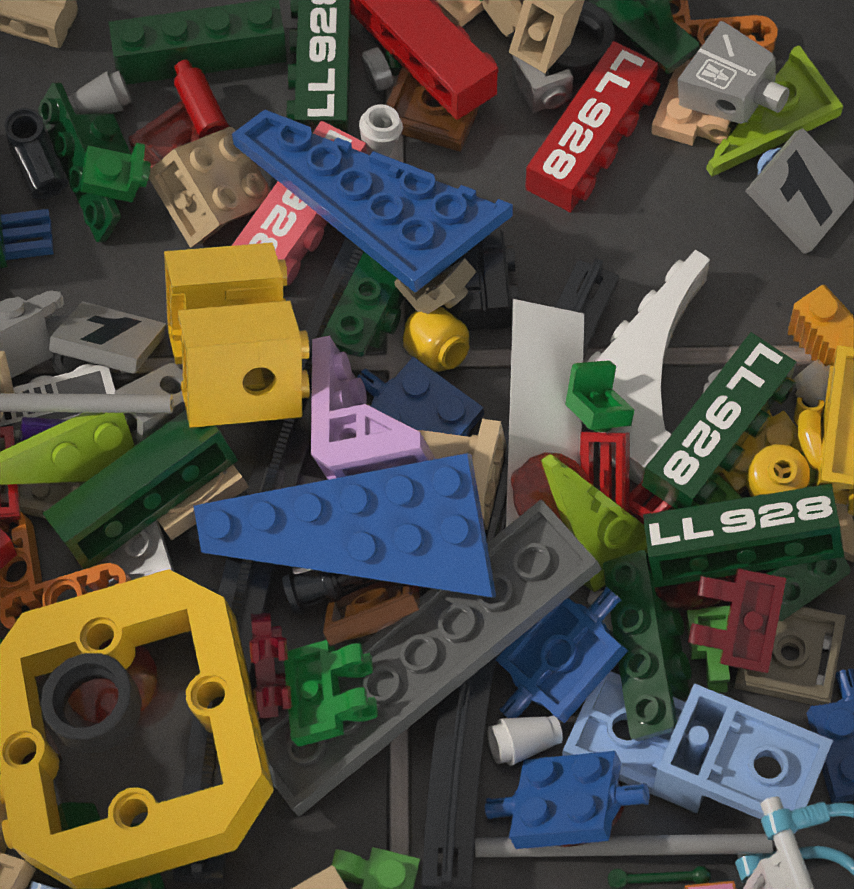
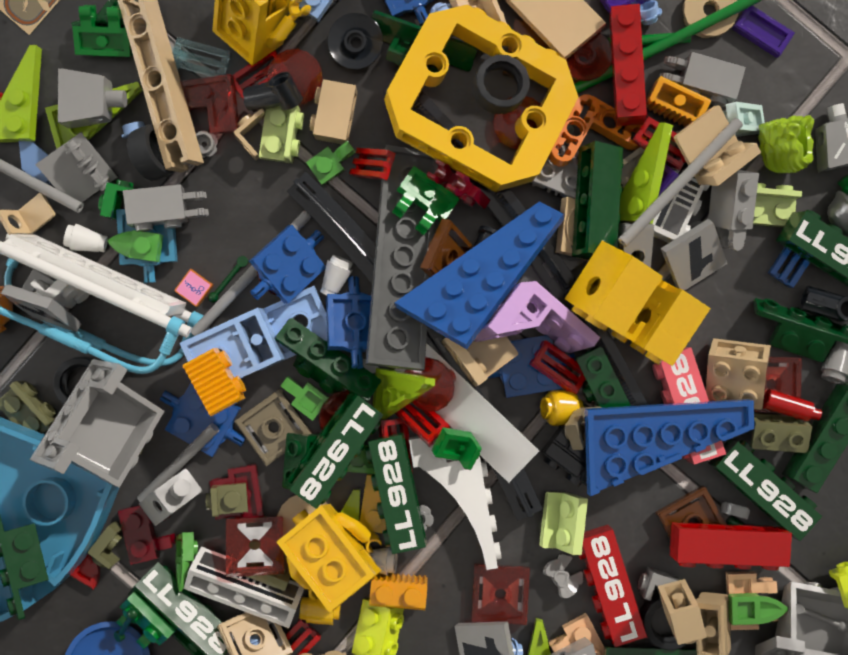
camera: 130 degrees right, 25 degrees up
(114, 172) = (782, 328): green bracket -> none
(241, 86) = (780, 433): none -> olive bracket
(344, 837) = (363, 161): none -> red tile
(380, 129) = (695, 477): white cone -> none
(394, 402) = (548, 372): none -> red tile
(569, 226) = (563, 522): none -> yellowish green bracket
(637, 177) = (566, 584): none -> light grey piece
(731, 212) = (500, 609): none -> clear red piece
(750, 621) = (292, 416): dark red plate -> none
(785, 462) = (358, 495): yellow head -> none
(799, 729) = (215, 381): none -> light orange brick

